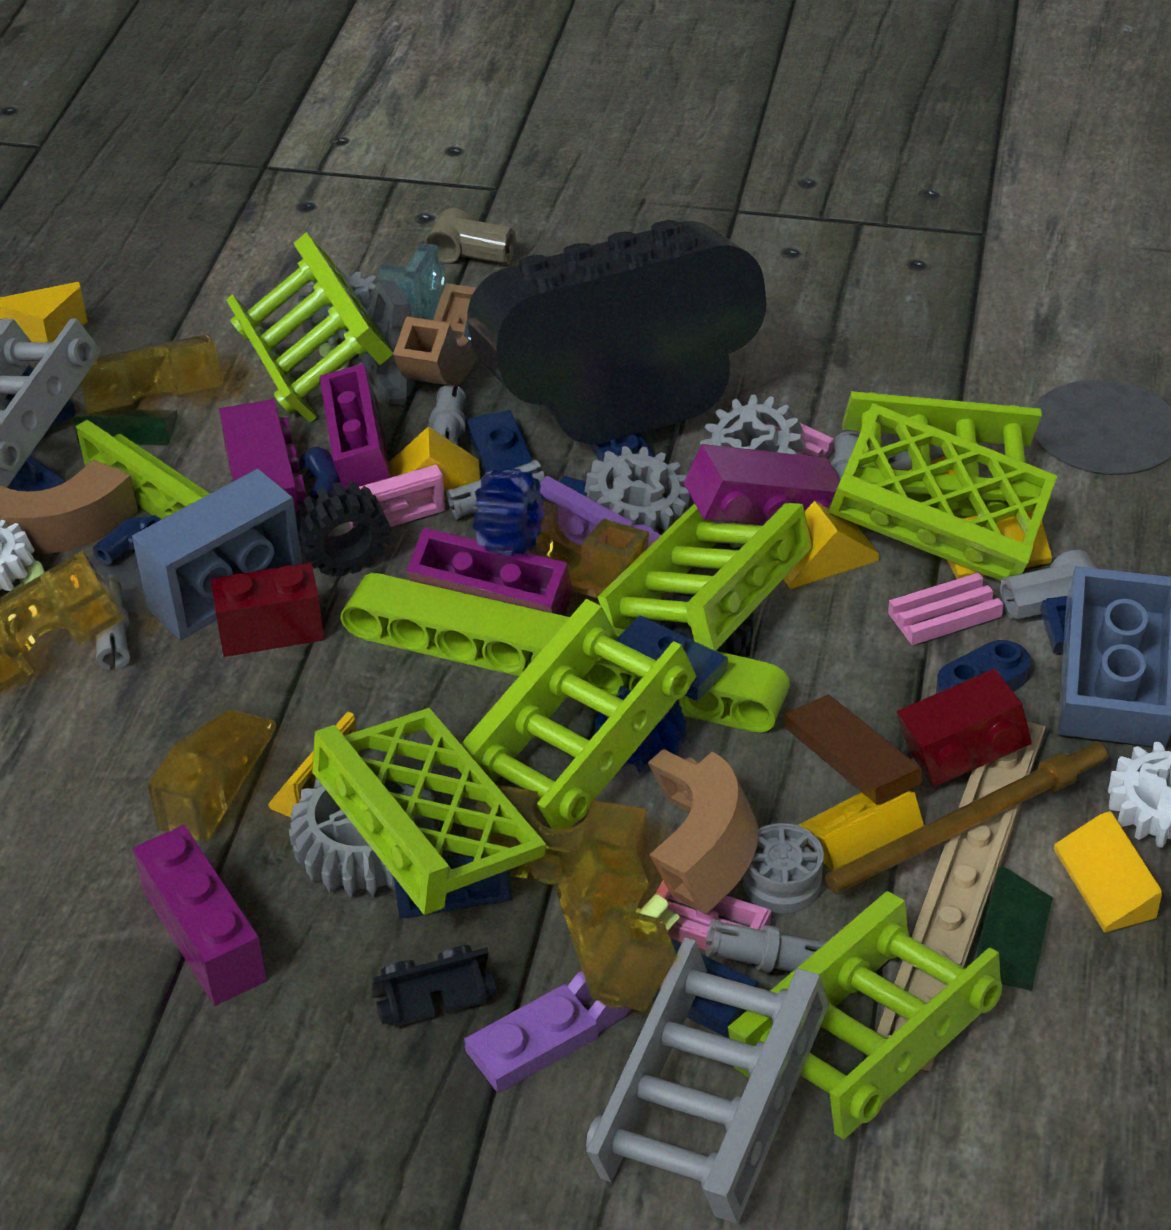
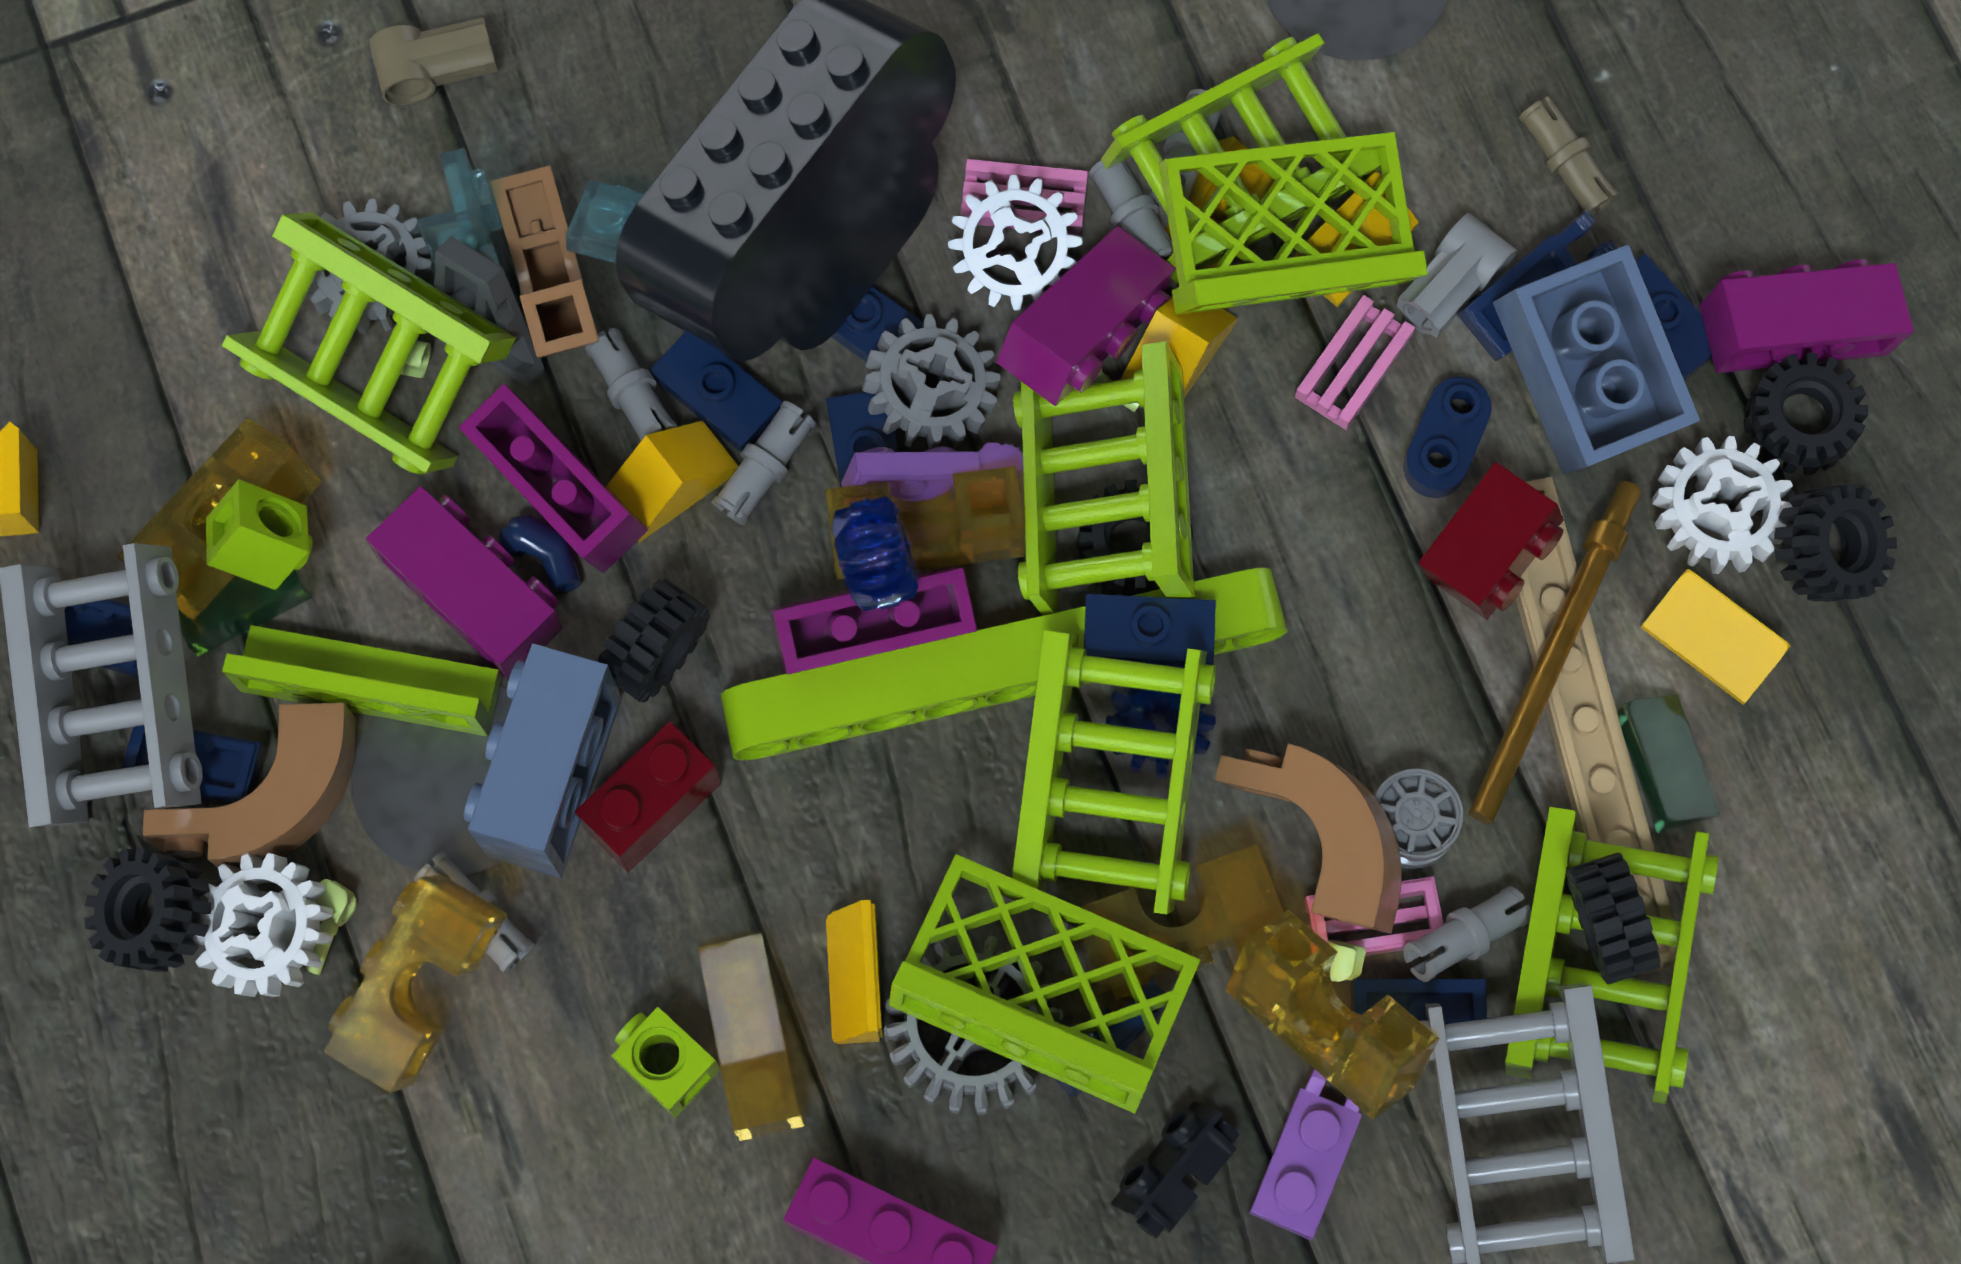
camera: 35 degrees left, 30 degrees up
(120, 538) = (392, 771): dark blue arm -> none
(143, 744) = (681, 1084): none -> lime brick
(158, 377) = (257, 535): none -> lime brick
(399, 490) = (669, 544): bright pink tile -> none
(853, 749) = (1390, 626): reddish brown tile -> none
(862, 826) = (1445, 709): yellow slope -> none
(873, 953) = (1613, 918): none -> black tyre

